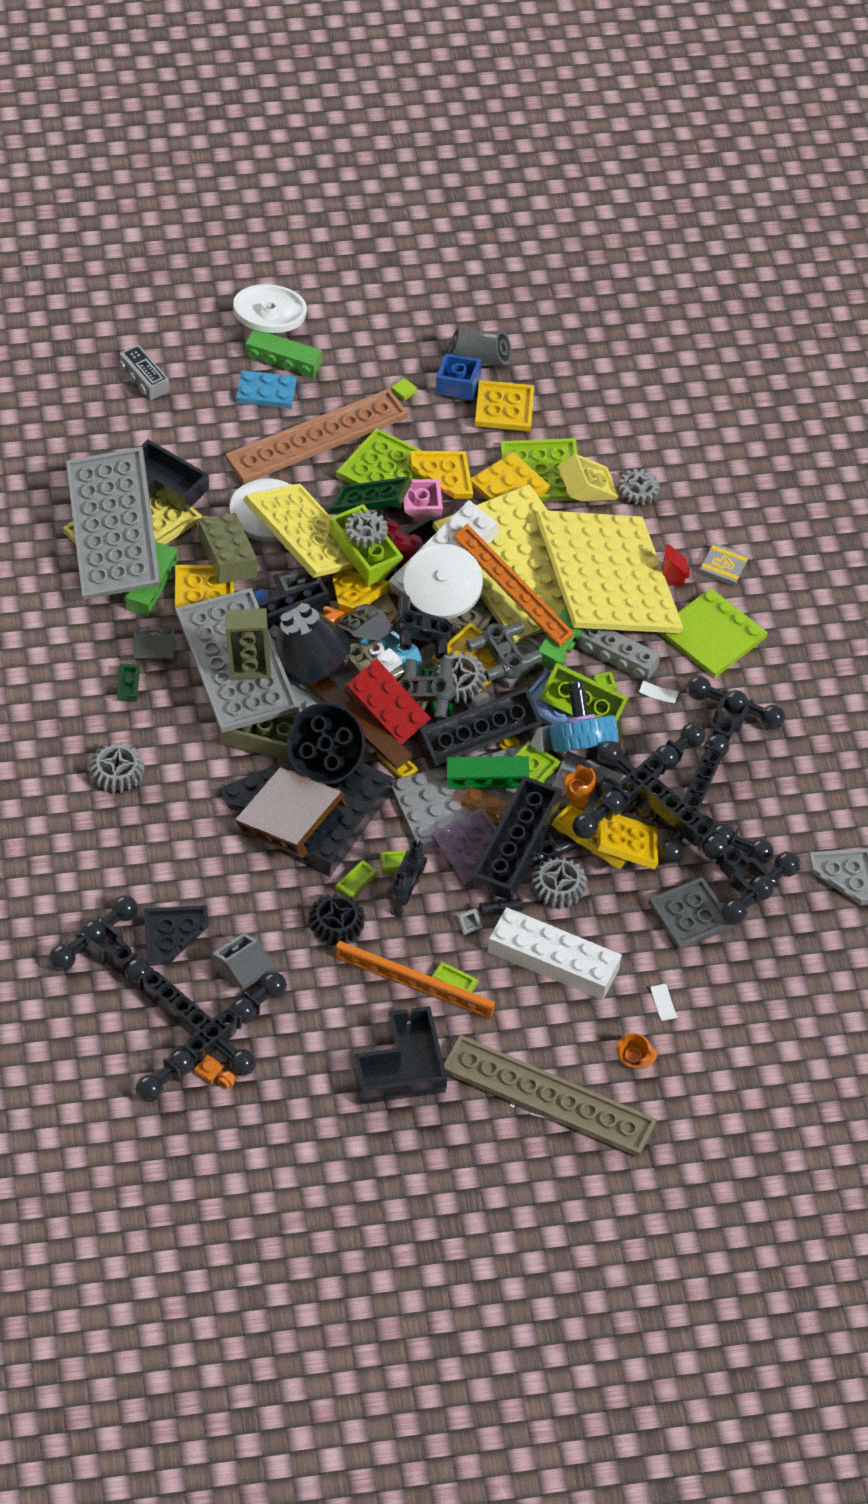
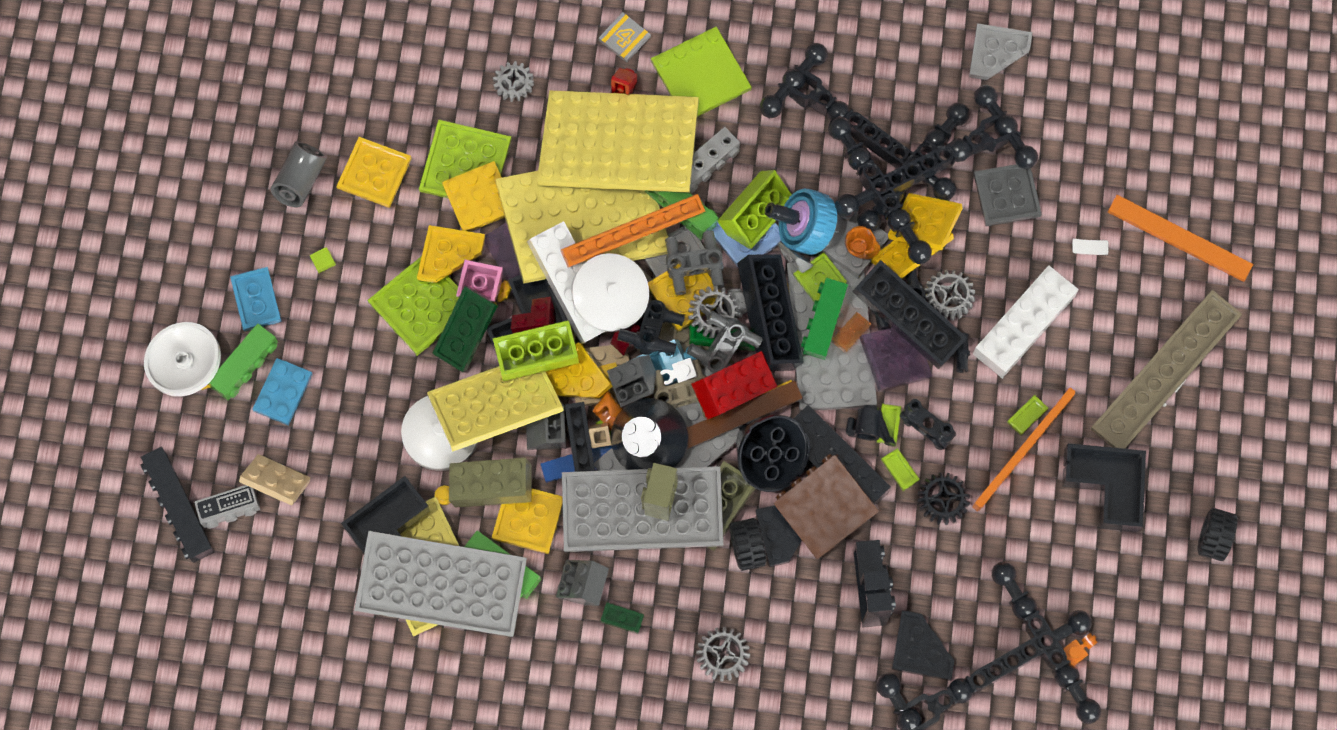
camera: 70 degrees left, 20 degrees up
(142, 331) = (177, 505): none -> black brick
(178, 397) = (274, 479): none -> tan plate
(222, 864) = (873, 584): none -> black piece
(231, 756) = (748, 544): none -> black tyre
(242, 961) = (976, 593): dark grey slope -> none
(316, 436) = (361, 360): nougat plate -> none
(348, 349) = (255, 298): none -> dark azure plate
(366, 529) = (539, 340): light grey gear -> none
(377, 1165) = (1217, 534): none -> black tyre
(392, 838) = (869, 425): none -> black piece
(458, 376) = (329, 203): blue brick -> none
(468, 921) = (967, 385): light grey slope -> none
(587, 479) = (500, 125): light yellow slope -> none
(606, 679) = (733, 186): lime tile -> none
(636, 1051) = (1139, 287): orange hair -> none
(658, 692) = (755, 142): white sticker -> none
(706, 1084) = (1180, 238): none -> orange tile

